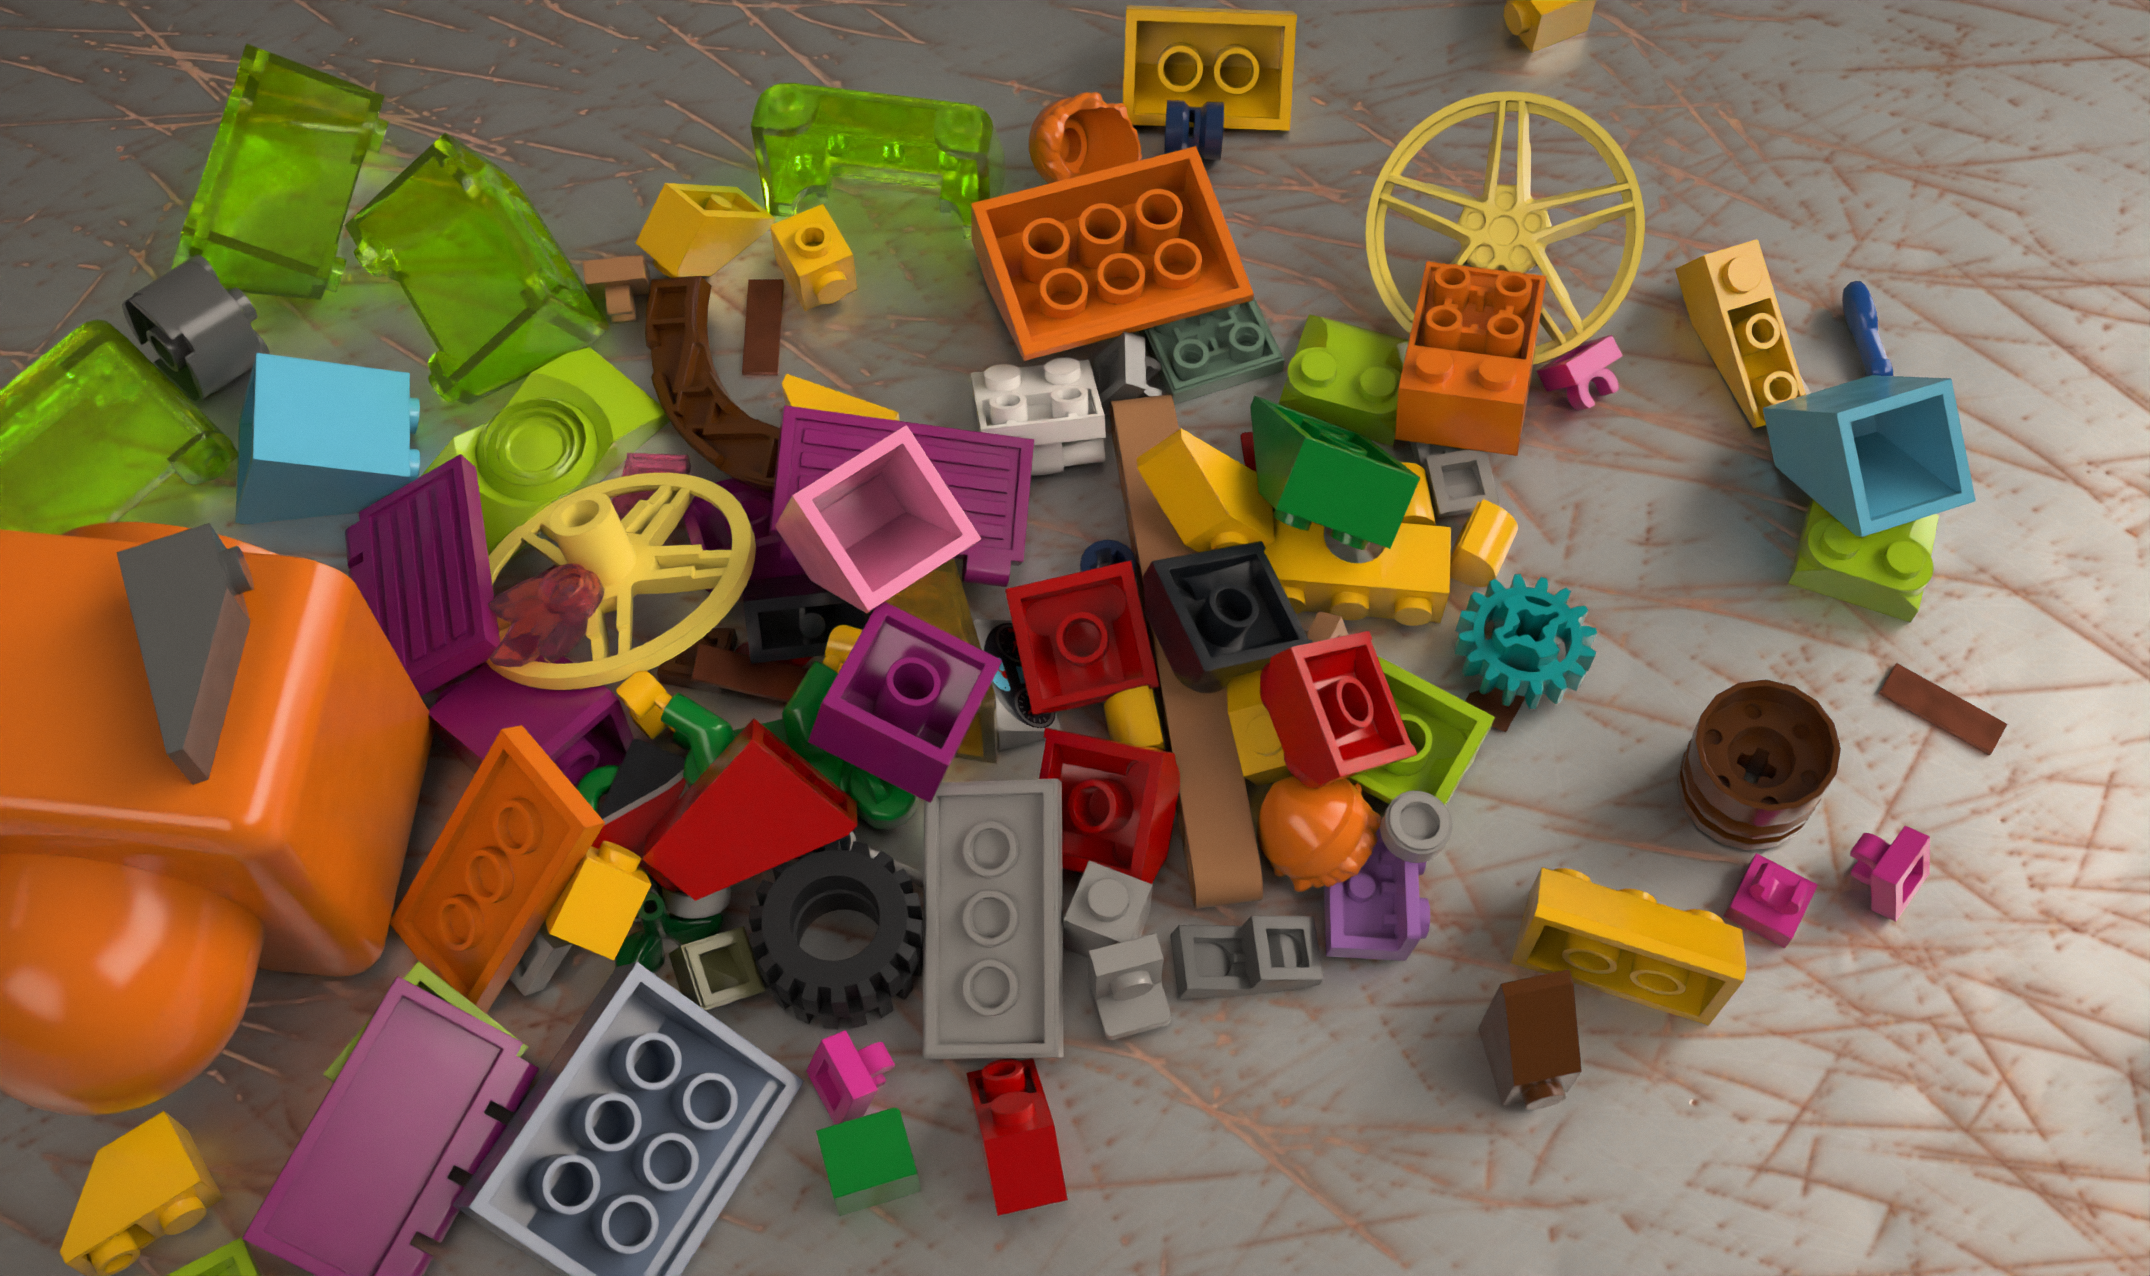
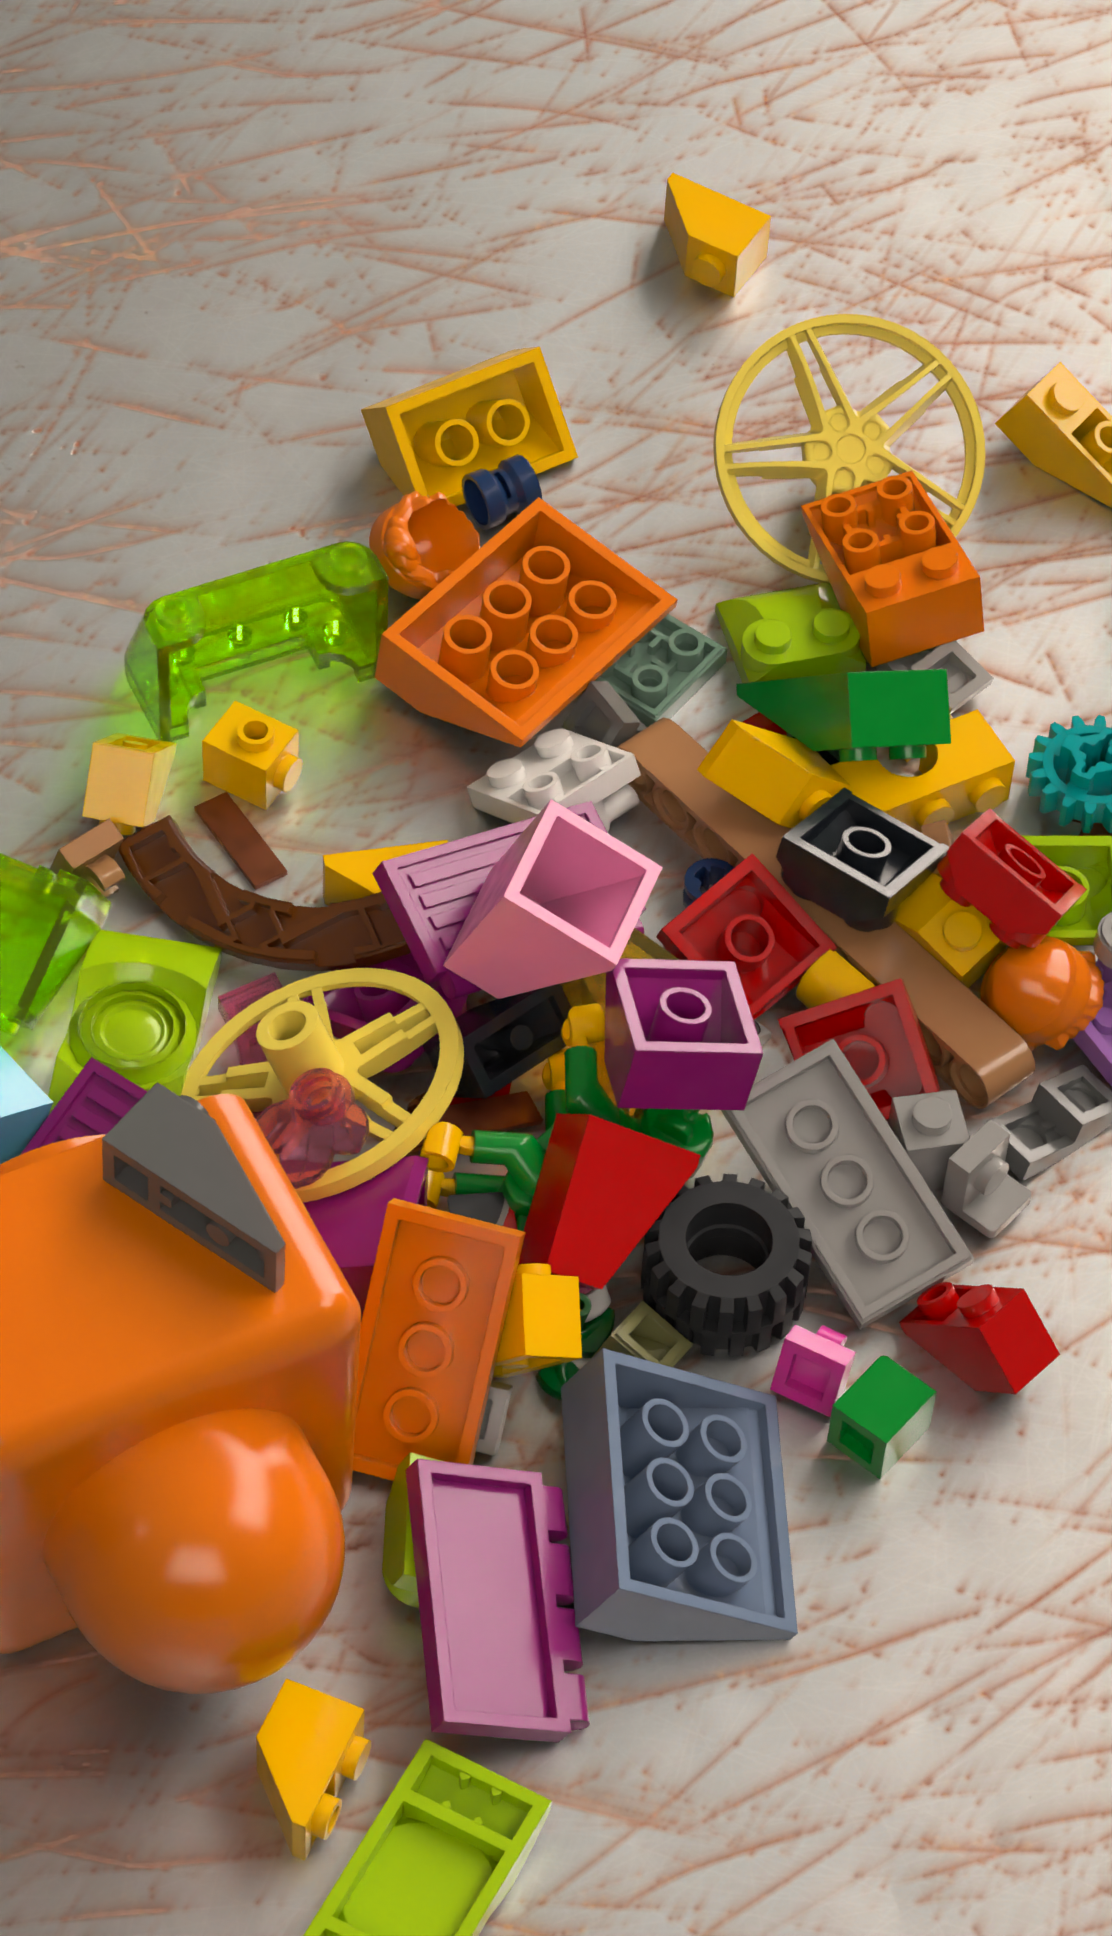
camera: 35 degrees left, 10 degrees down
(1482, 544) = (1006, 711): yellow brick -> none
(1579, 368) = (986, 539): dark pink tile -> none

